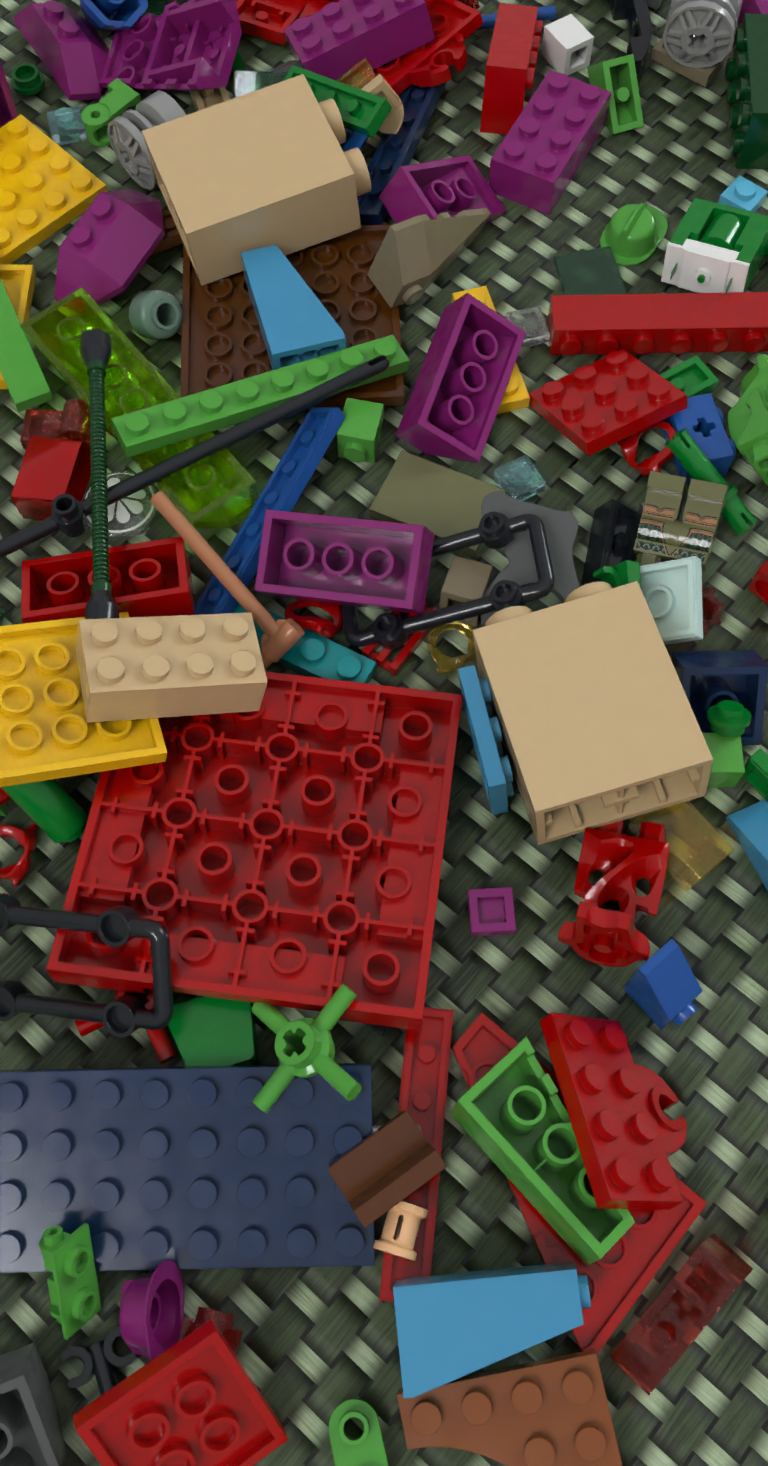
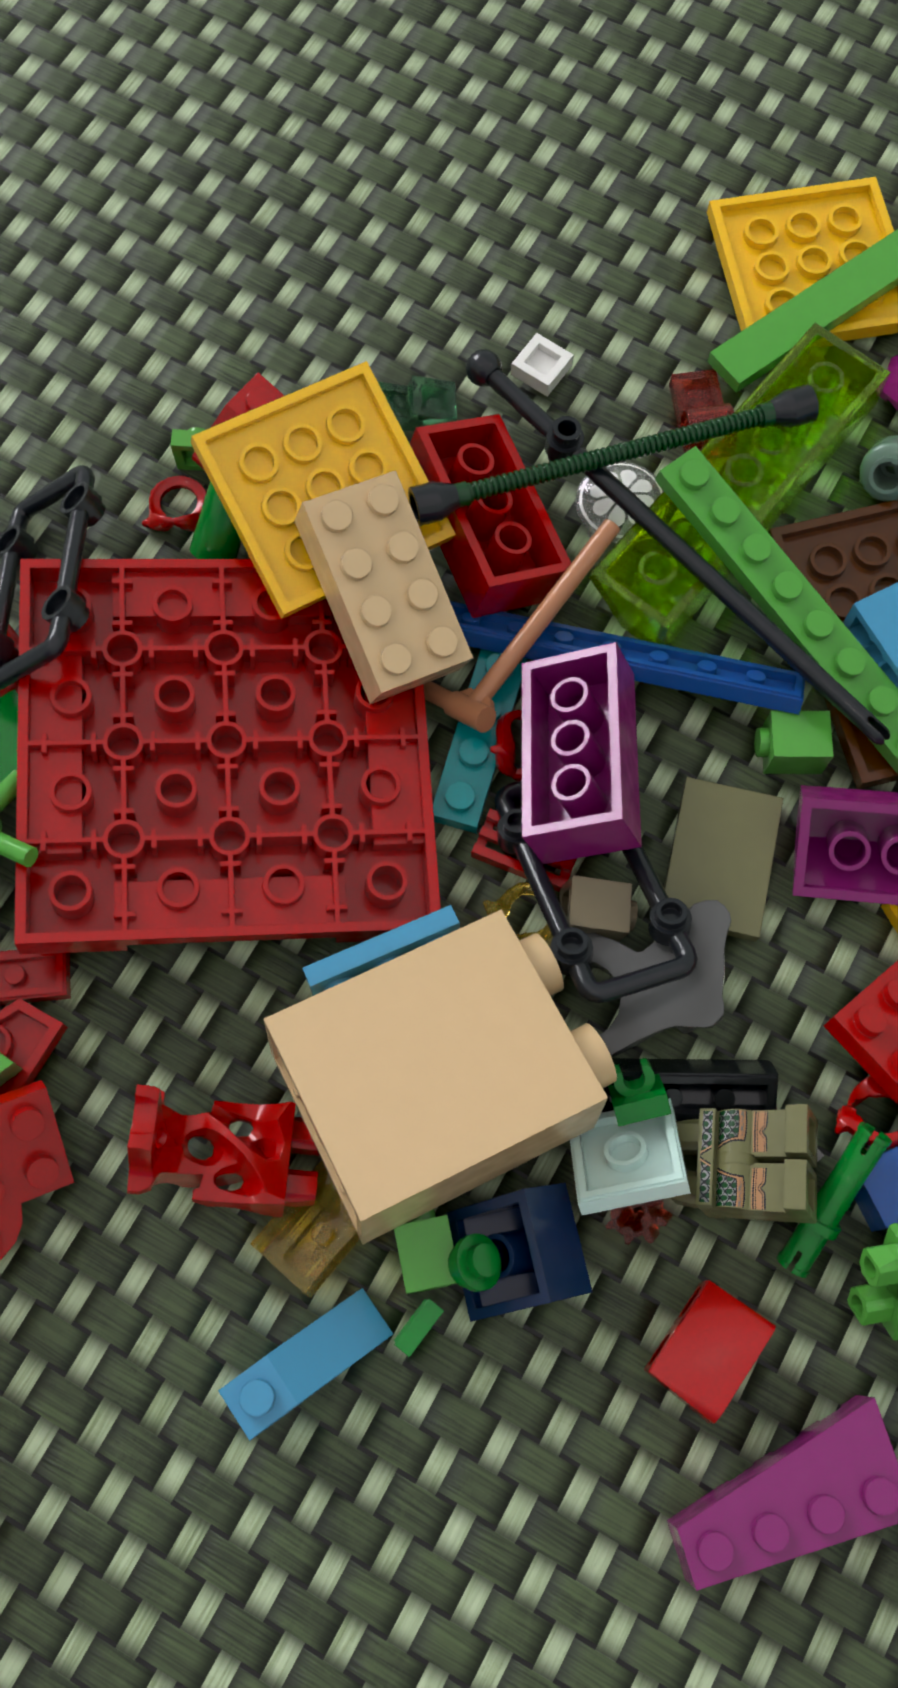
camera: 75 degrees right, 5 degrees up
(49, 470) = (626, 412): red piece -> none
(491, 912) = (185, 1016): magenta plate -> none
(519, 478) = (784, 953): clear light blue plate -> none
(665, 986) = (114, 1228): blue slope -> none

